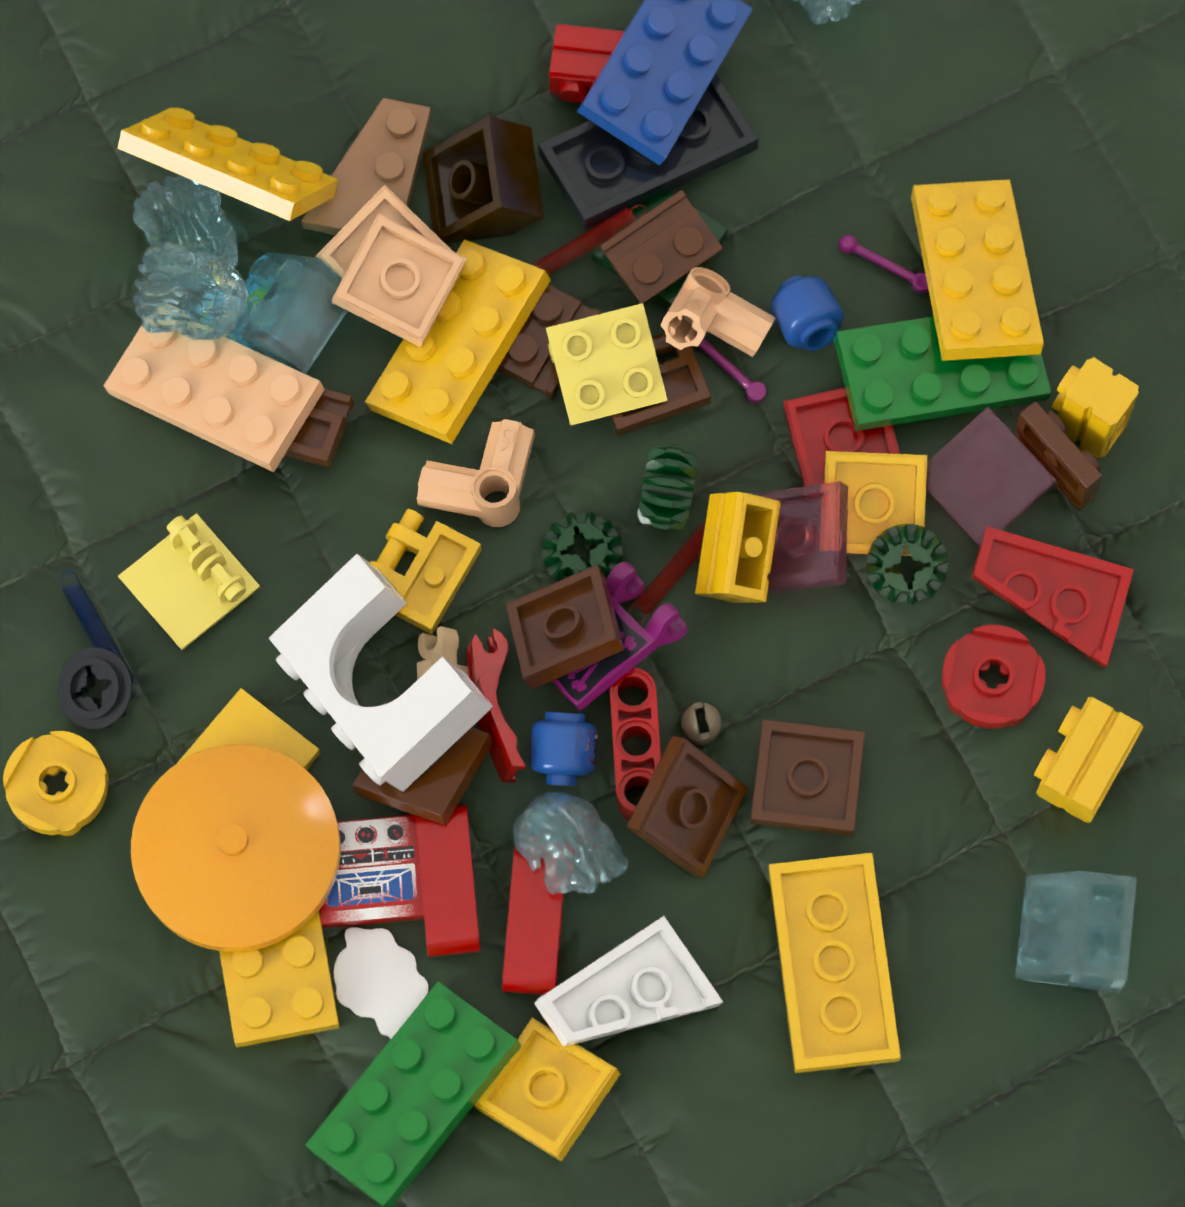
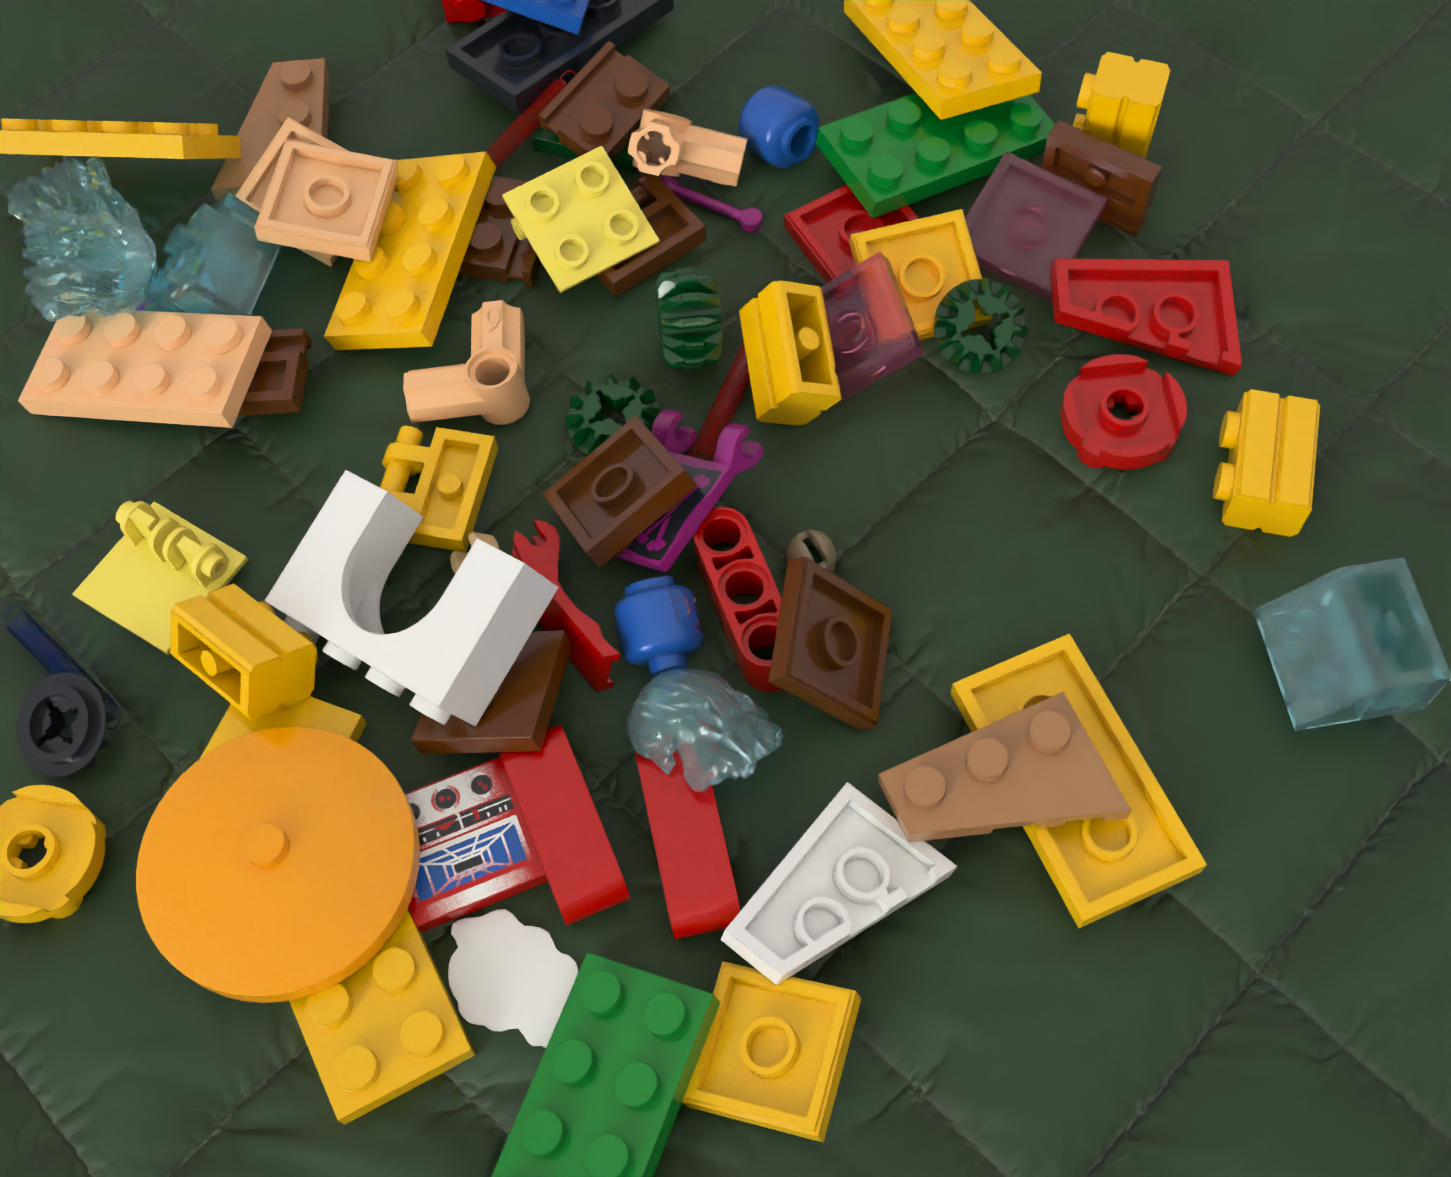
camera: 15 degrees left, 10 degrees down
(244, 673) = (243, 650): none -> yellow brick
(483, 182) = (399, 98): dark brown slope -> none
(778, 948) = (1004, 776): none -> medium nougat wing
(807, 777) = (959, 577): reddish brown plate -> none
(848, 244) = (883, 80): magenta hinge -> none

